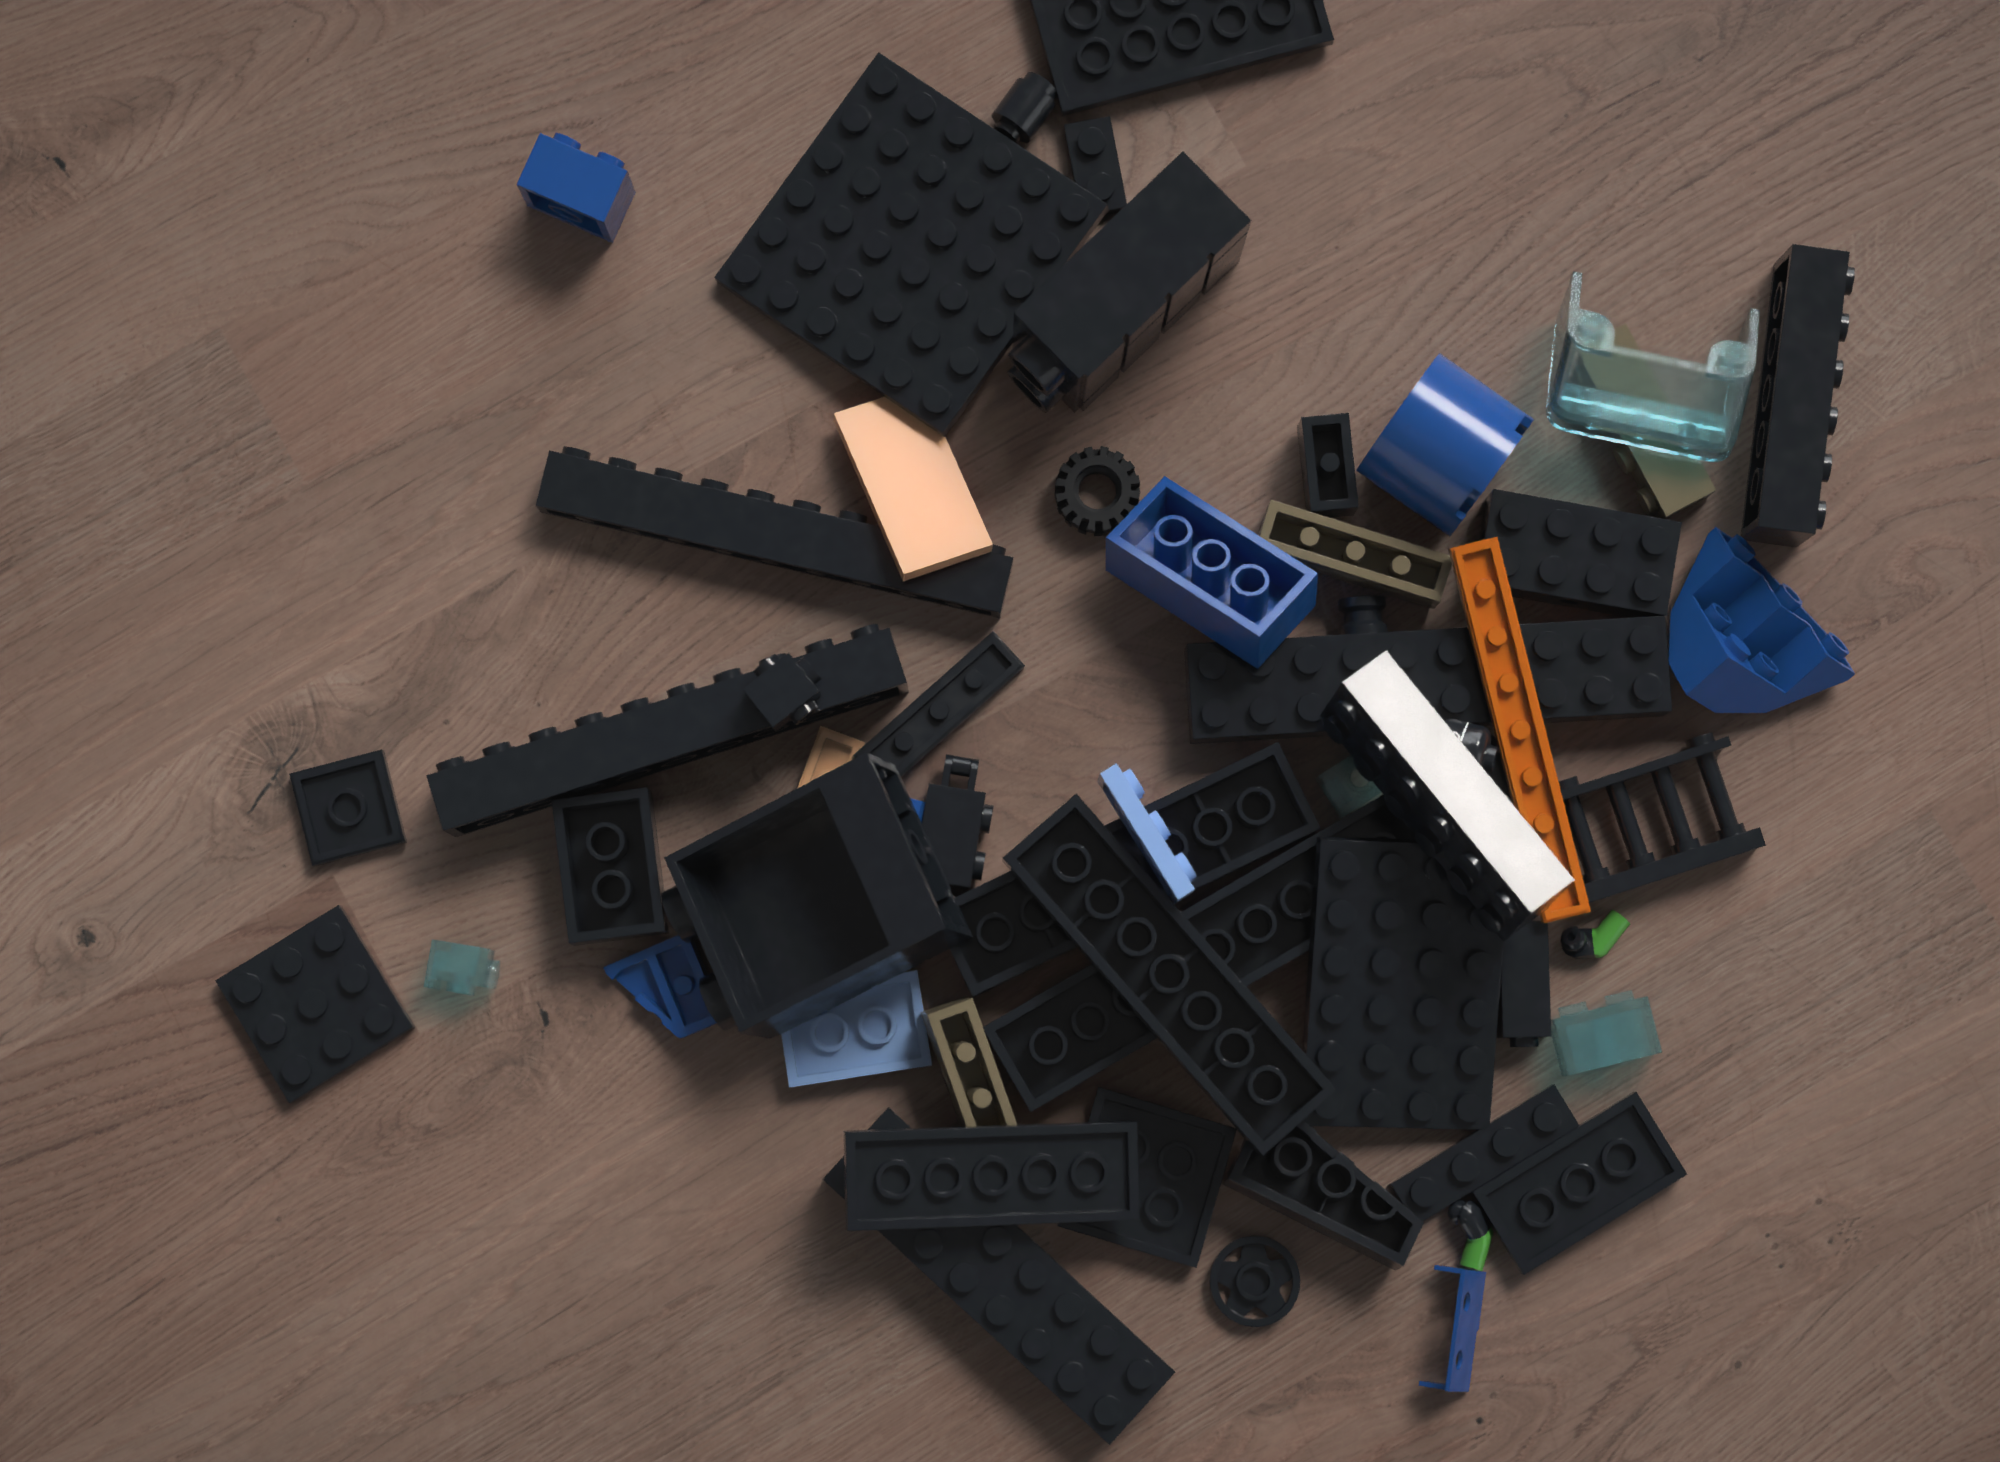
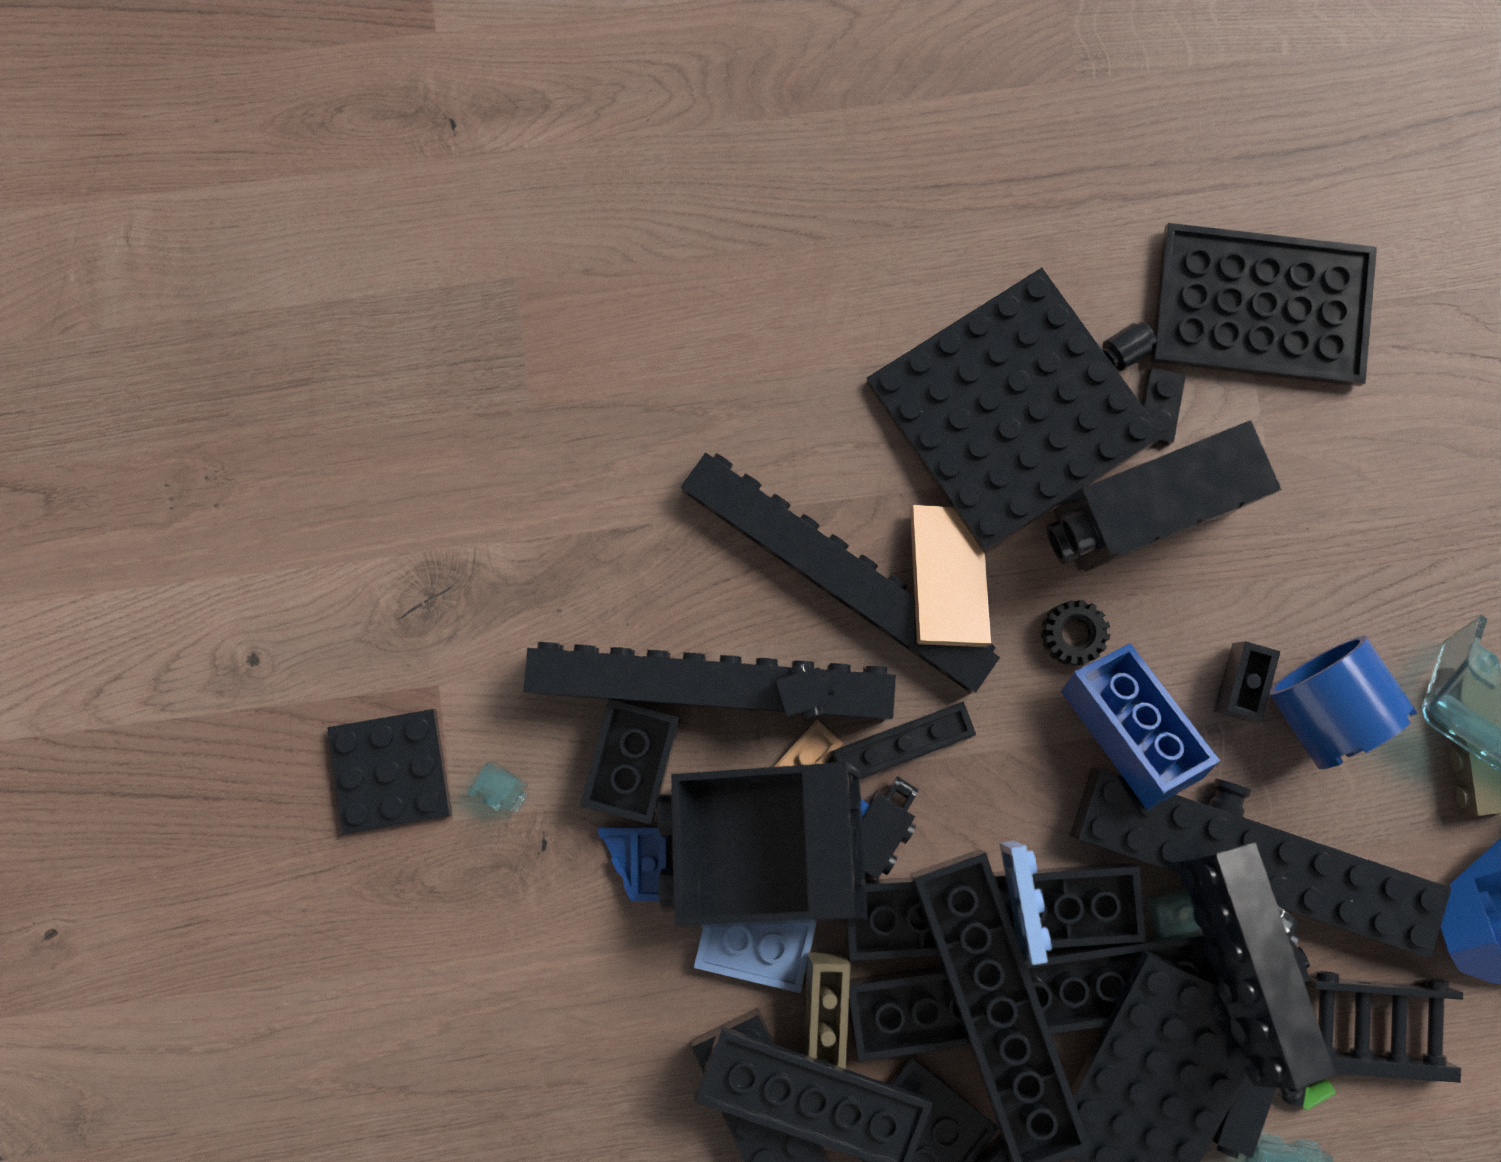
camera: 25 degrees right, 0 degrees up
(348, 808) = (467, 643): black tile -> none
(577, 186) = (798, 276): blue brick -> none
(1358, 554) = (1247, 754): dark tan brick -> none
(1516, 710) = (1324, 890): orange tile -> none
(1583, 554) = (1400, 817): black brick -> none

